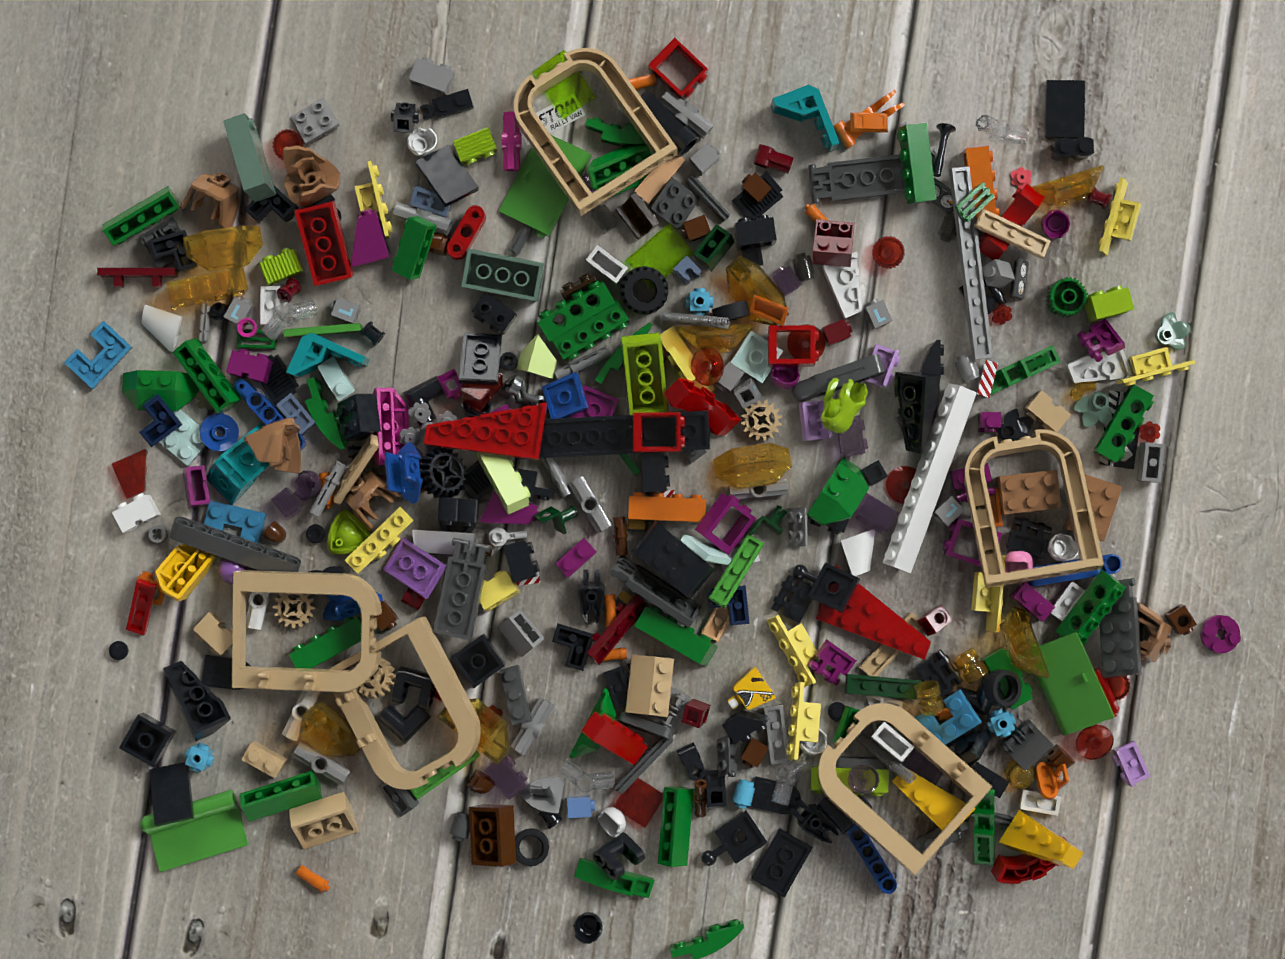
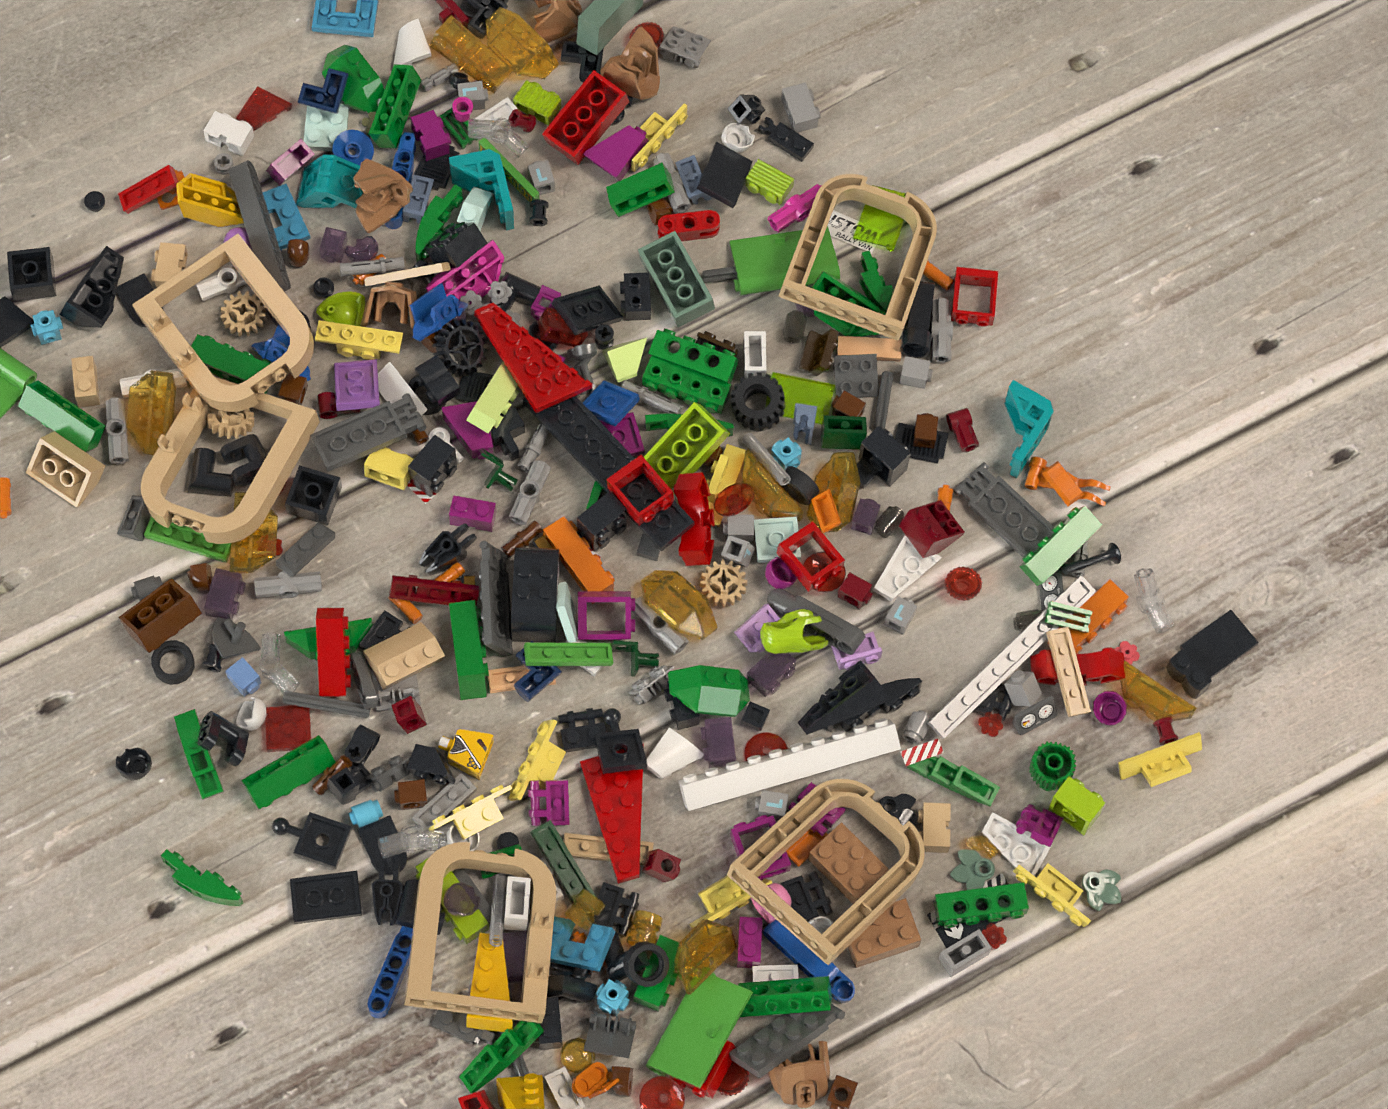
camera: 50 degrees right, 20 degrees down
(520, 633) = (366, 513): light grey brick -> none
(579, 644) = (396, 564): black brick -> none
(989, 421) = (884, 781): magenta brick -> none

